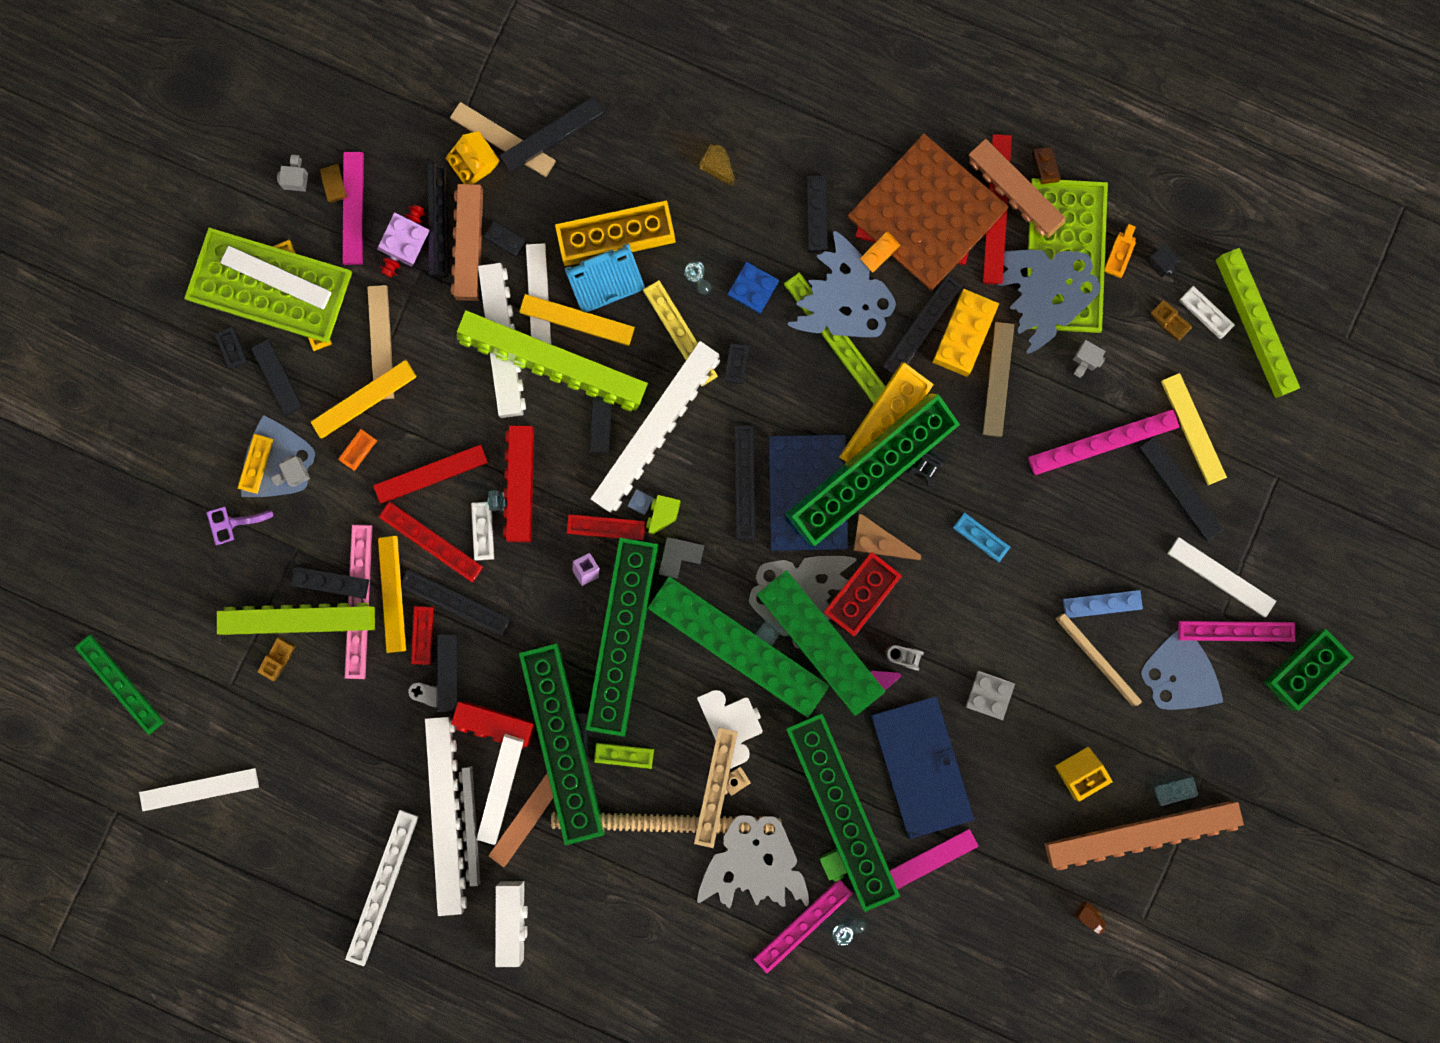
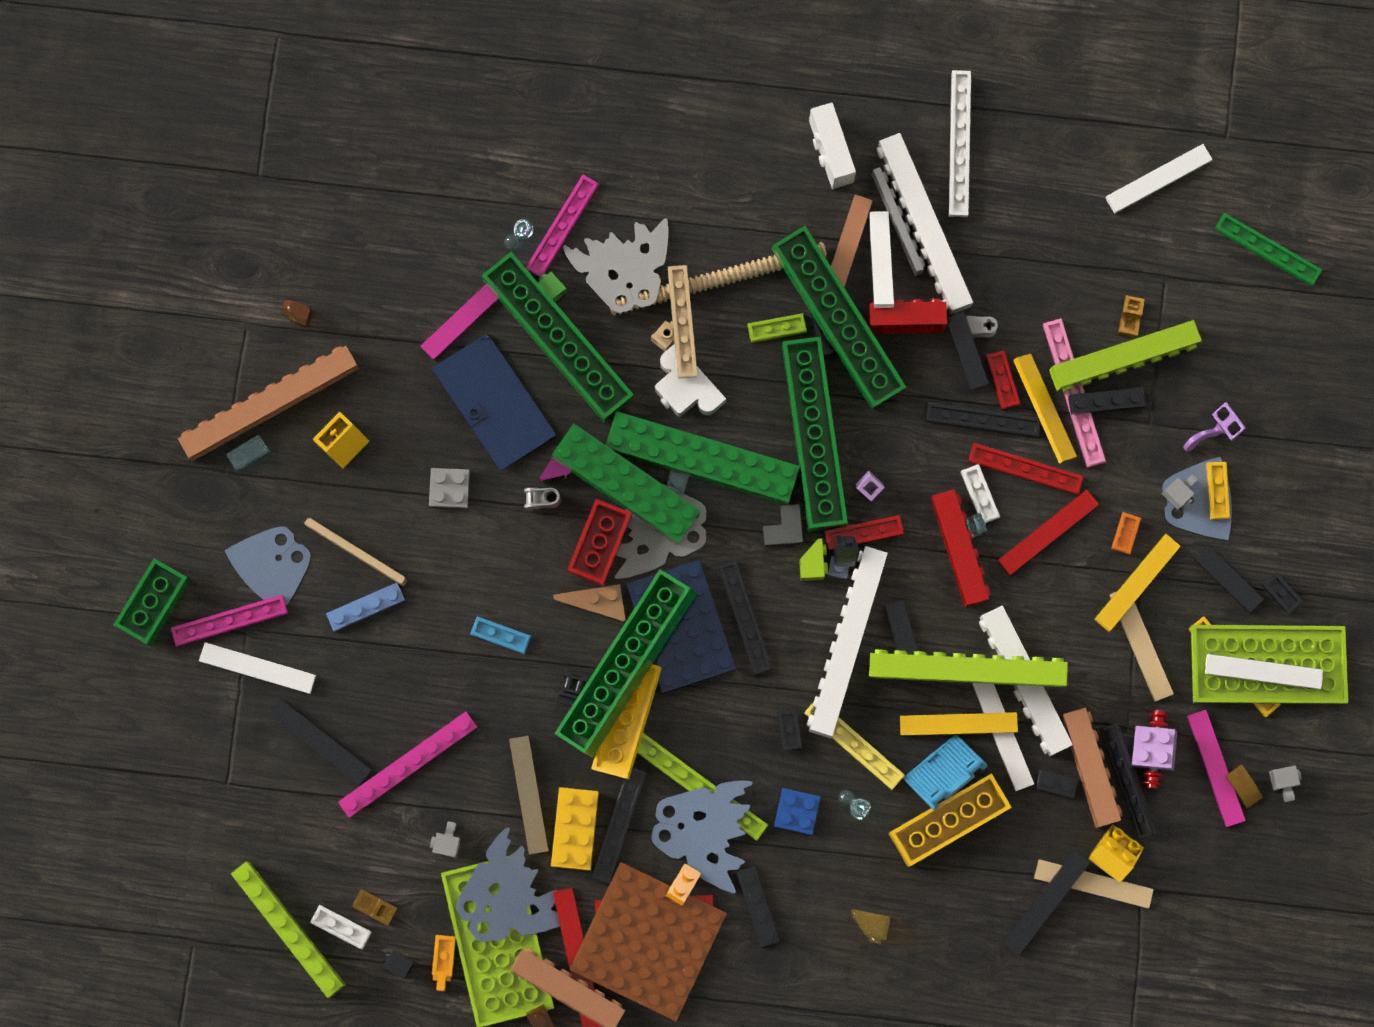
camera: 160 degrees right, 5 degrees down
(630, 512) = (845, 551): none -> black brick
(1193, 429) = (323, 805): light yellow tile -> none

